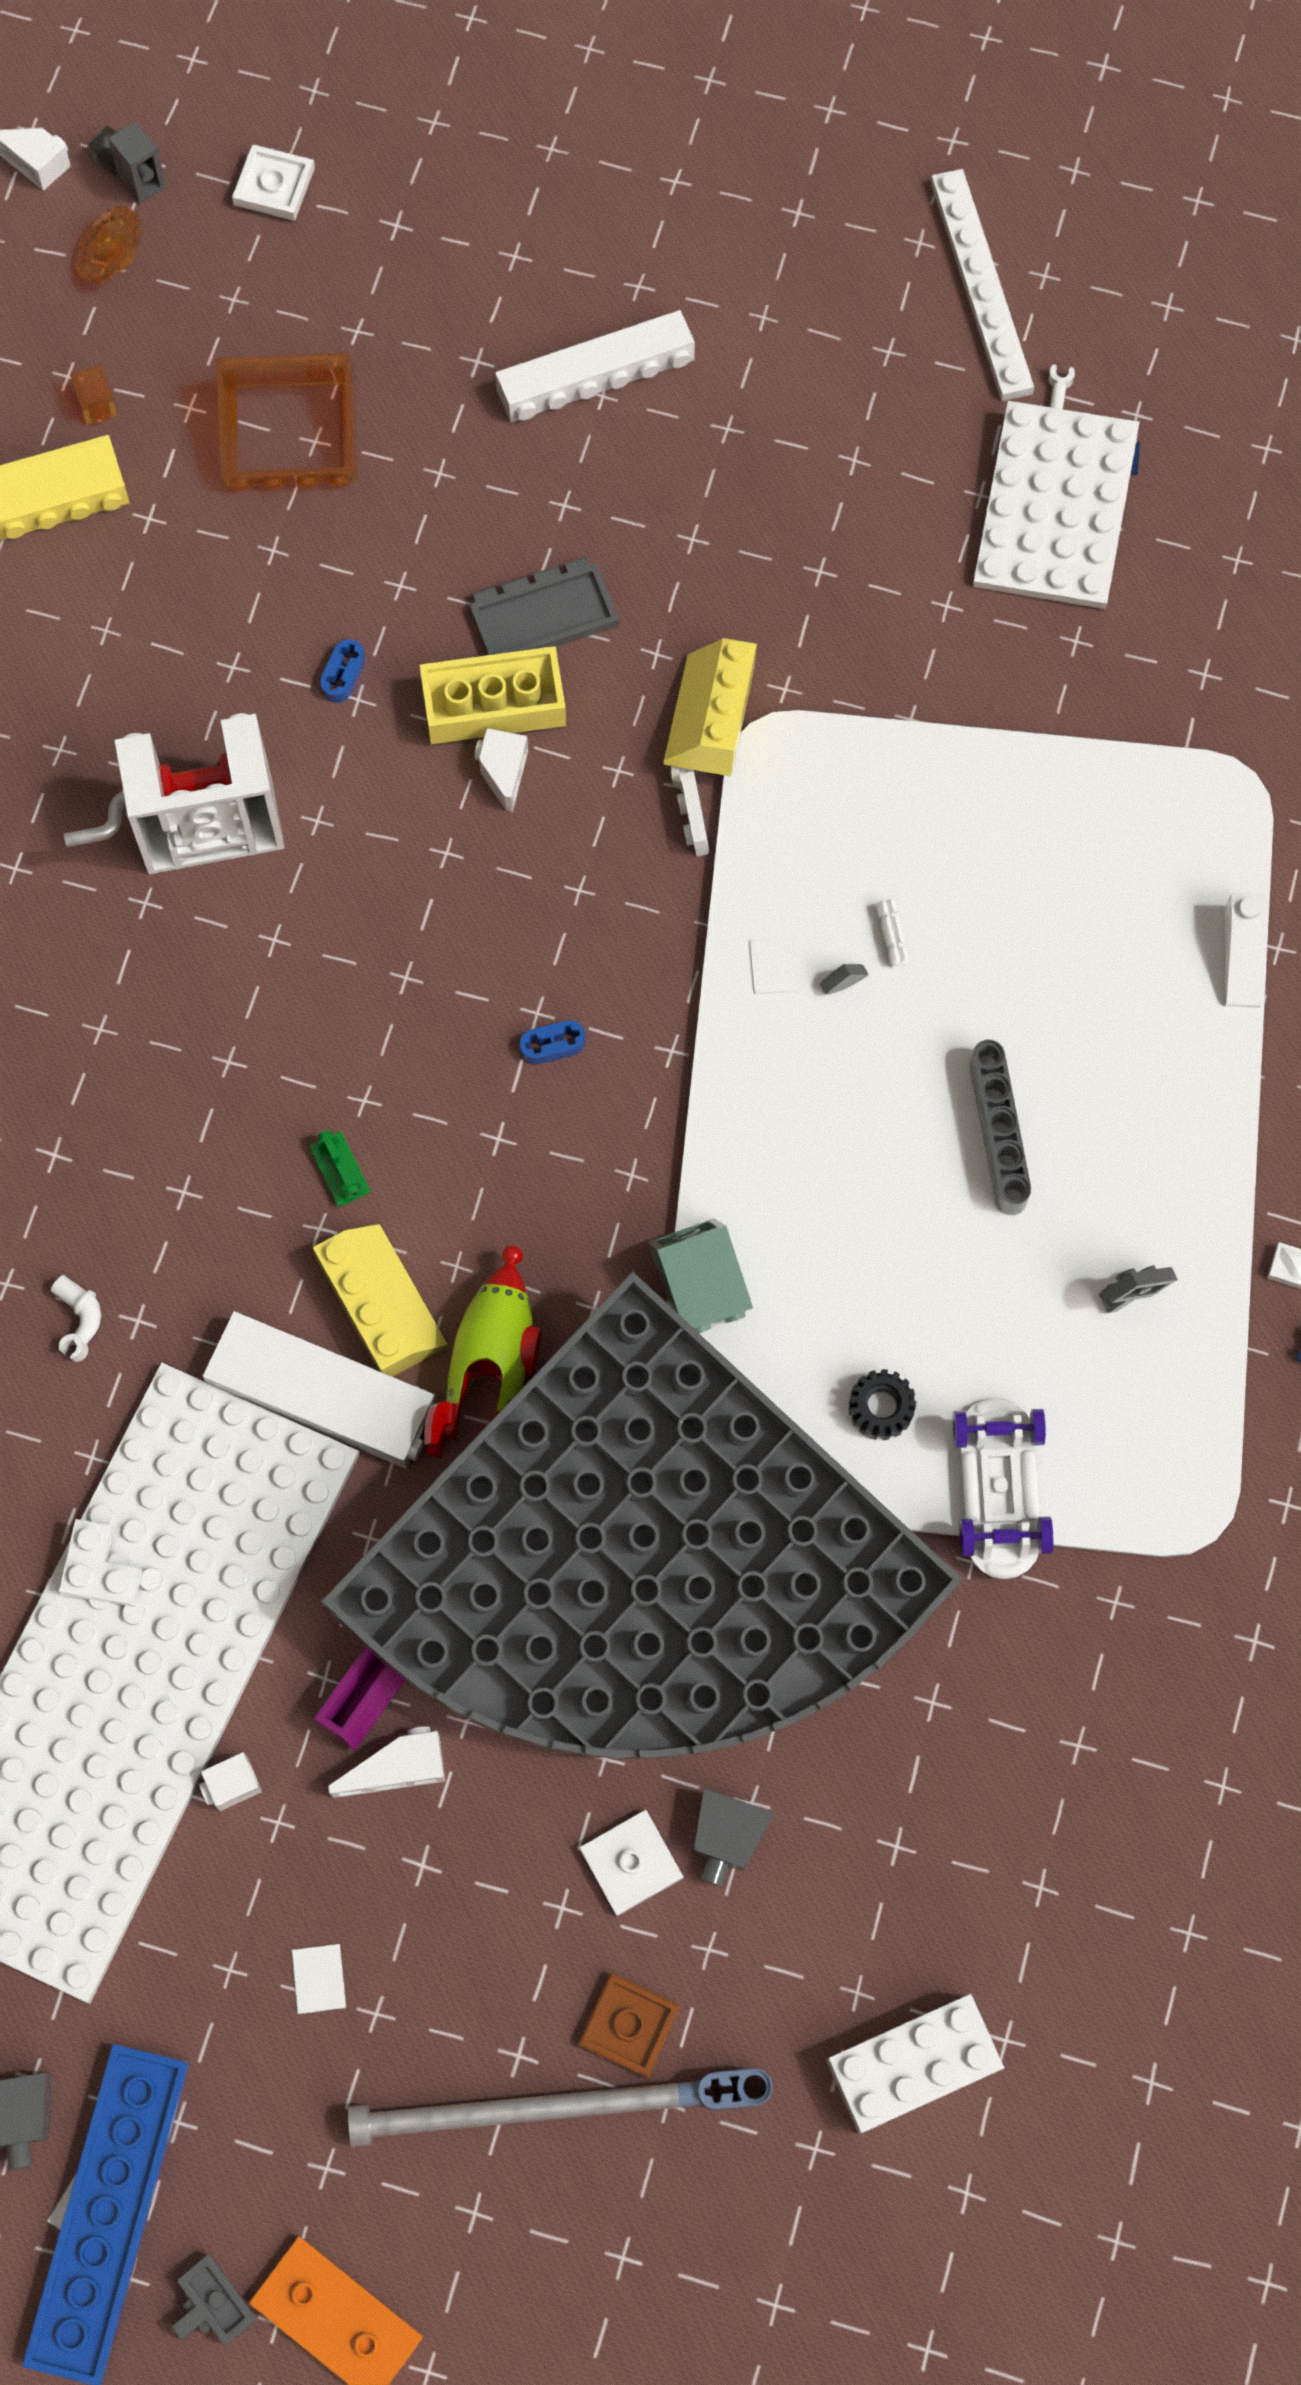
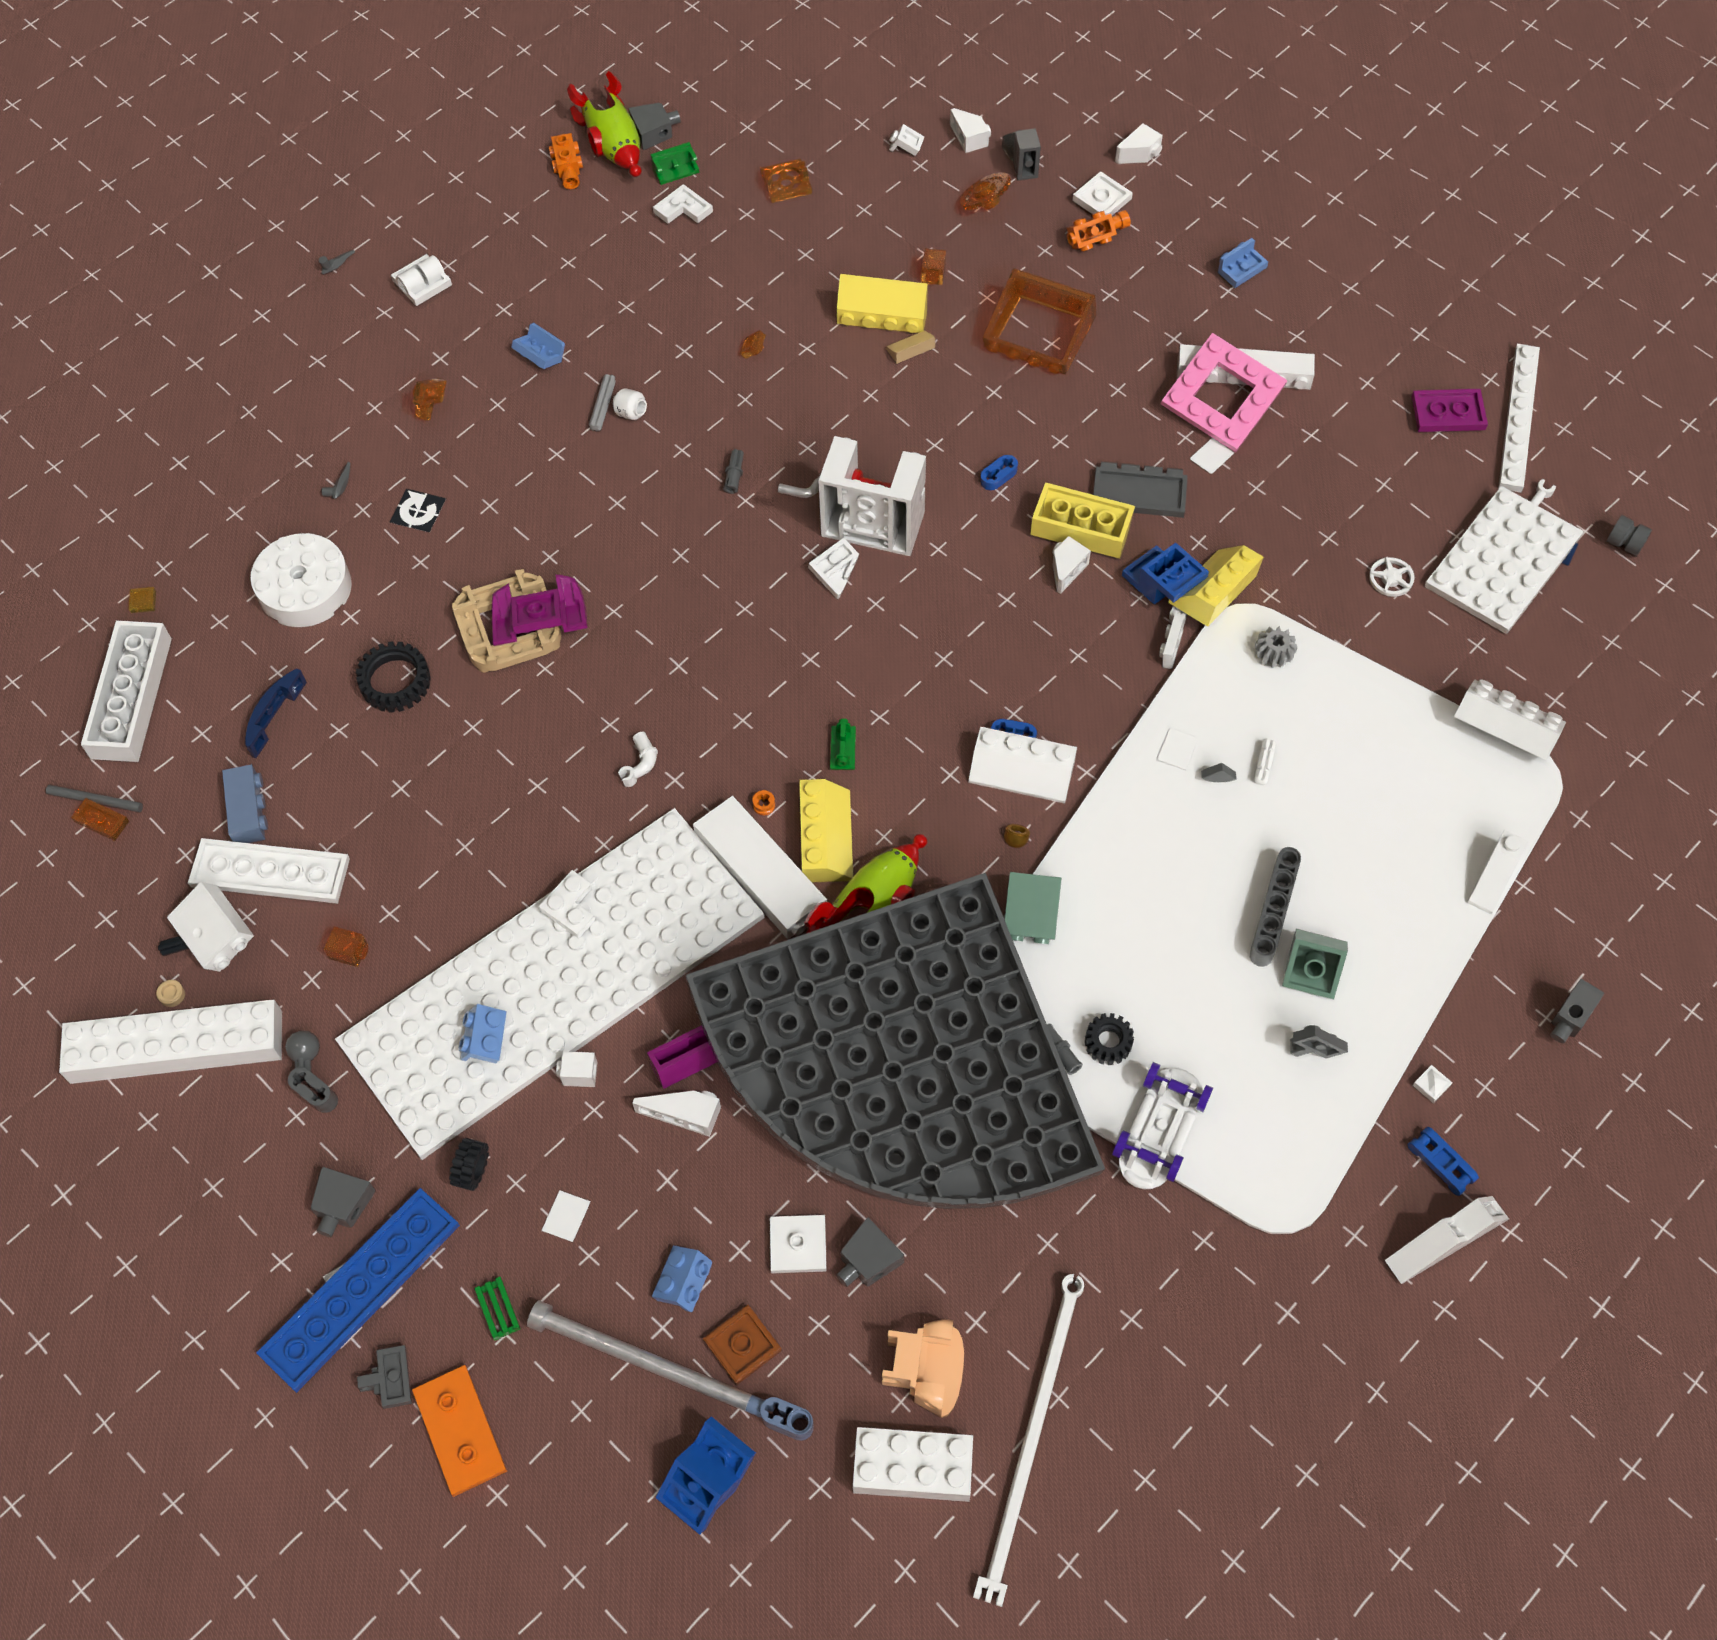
camera: 30 degrees right, 10 degrees down
(82, 1801) = (482, 1033): none -> medium blue bracket
(124, 531) = (911, 346): none -> tan slope
(161, 1981) = (469, 1164): none -> black tyre
(193, 912) = (835, 566): none -> white wing
(272, 2121) = (488, 1287): none -> green tile
(281, 1307) = (762, 795): none -> orange bush
(287, 80) = (1139, 146): none -> white slope
(287, 250) = (1092, 234): none -> orange brick
(511, 1982) = (682, 1278): none -> medium blue bracket
(515, 209) = (1241, 263): none -> medium blue bracket
(588, 1083) = (1022, 764): none -> white slope
(612, 517) = (1212, 455): none -> white sticker
(615, 474) = (1220, 353): none -> bright pink plate
(629, 1189) = (1014, 838): none -> pearl gold piece
(640, 725) = (1165, 573): none -> blue bracket
(676, 2213) = (705, 1475): none -> blue bracket
(833, 753) = (1276, 646): none -> light grey gear
(846, 1456) = (1067, 1057): none -> dark grey pin
(872, 1933) = (928, 1365): none -> light nougat piece
(889, 314) = (1449, 410): none -> magenta plate
(926, 592) = (1391, 576): none -> white wheel
(1037, 1963) = (1029, 1446): none -> white hinge
(1083, 1179) = (1315, 963): none -> sand green slope
(1168, 732) = (1510, 718): none -> white brick
(1197, 401) = (1629, 535): none -> dark grey wheel

